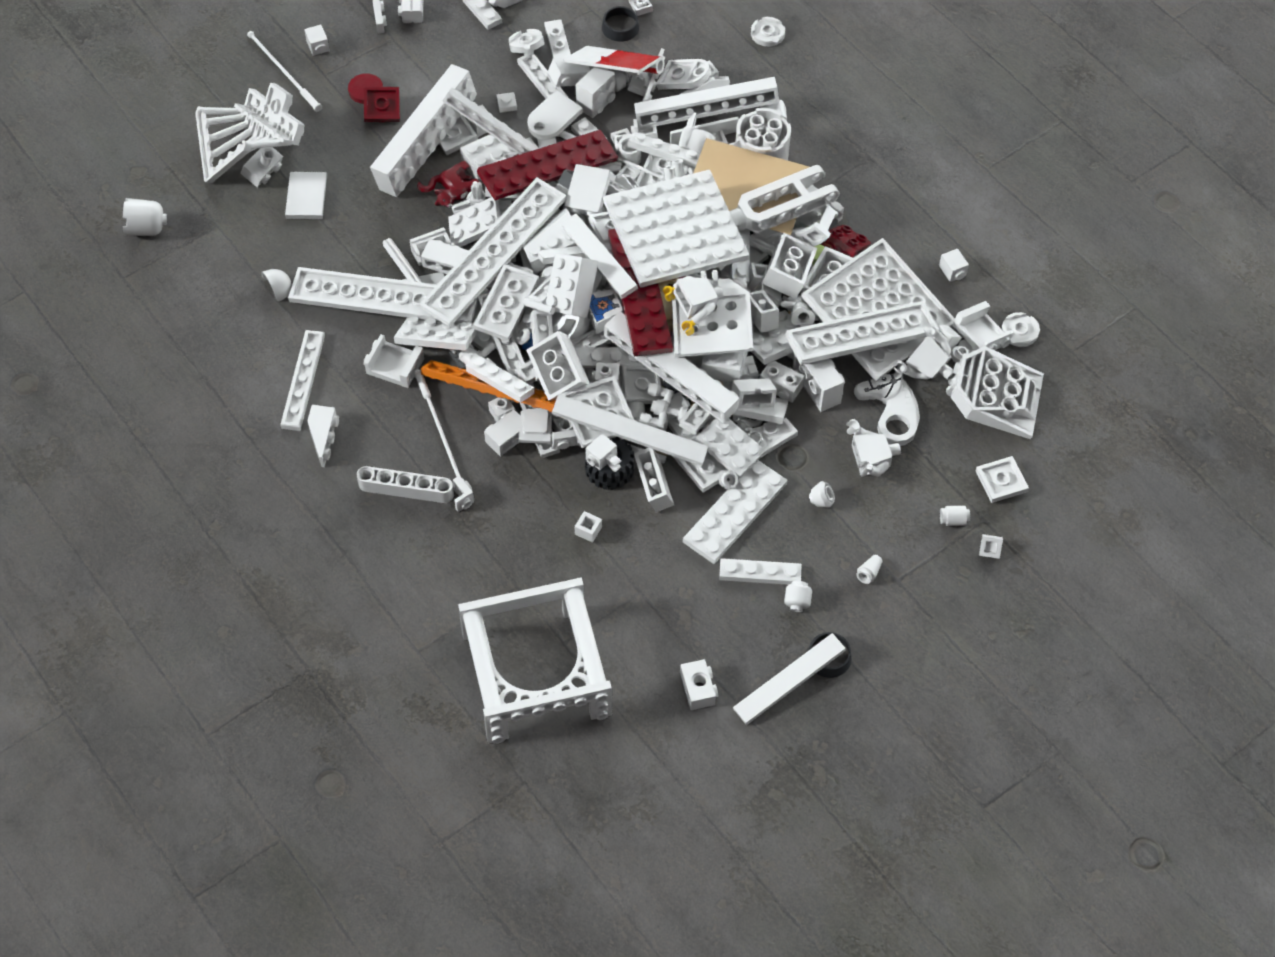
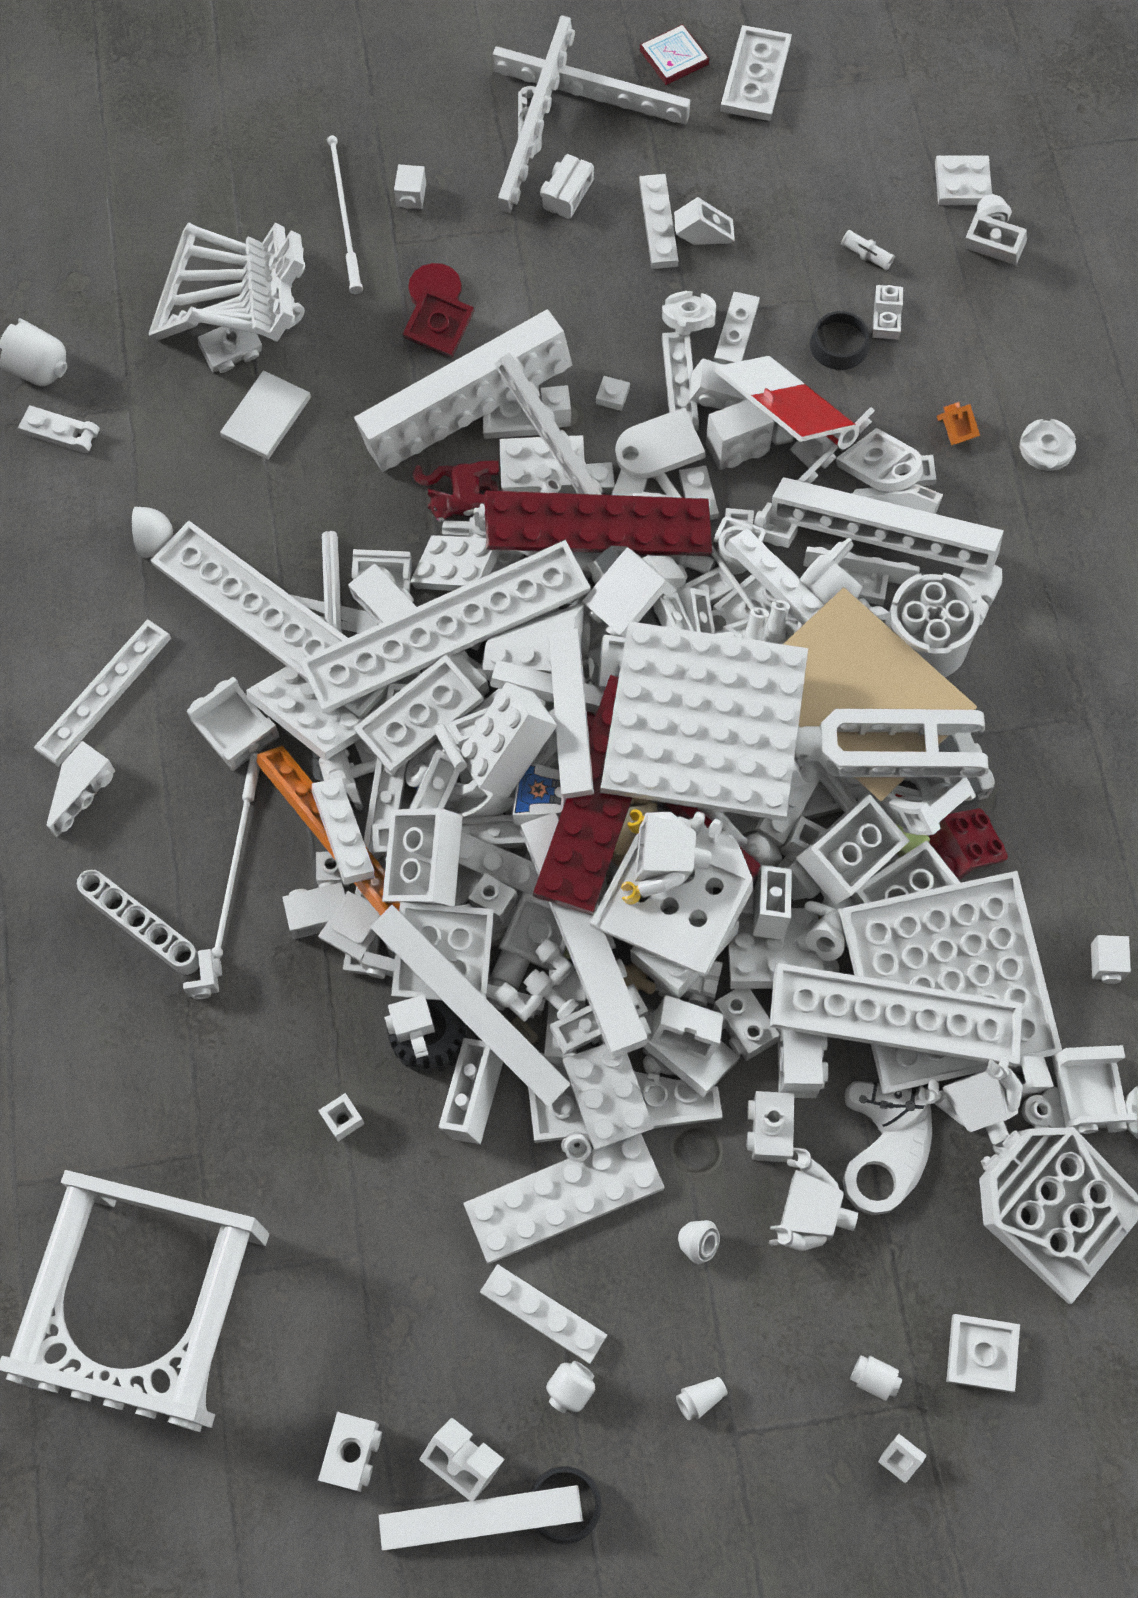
camera: 30 degrees right, 10 degrees up
(182, 254) = (58, 429): none -> white plate
(713, 38) = (959, 423): none -> orange bracket
(762, 658) = (460, 1460): none -> white brick
(827, 424) = (772, 1126): none -> white brick

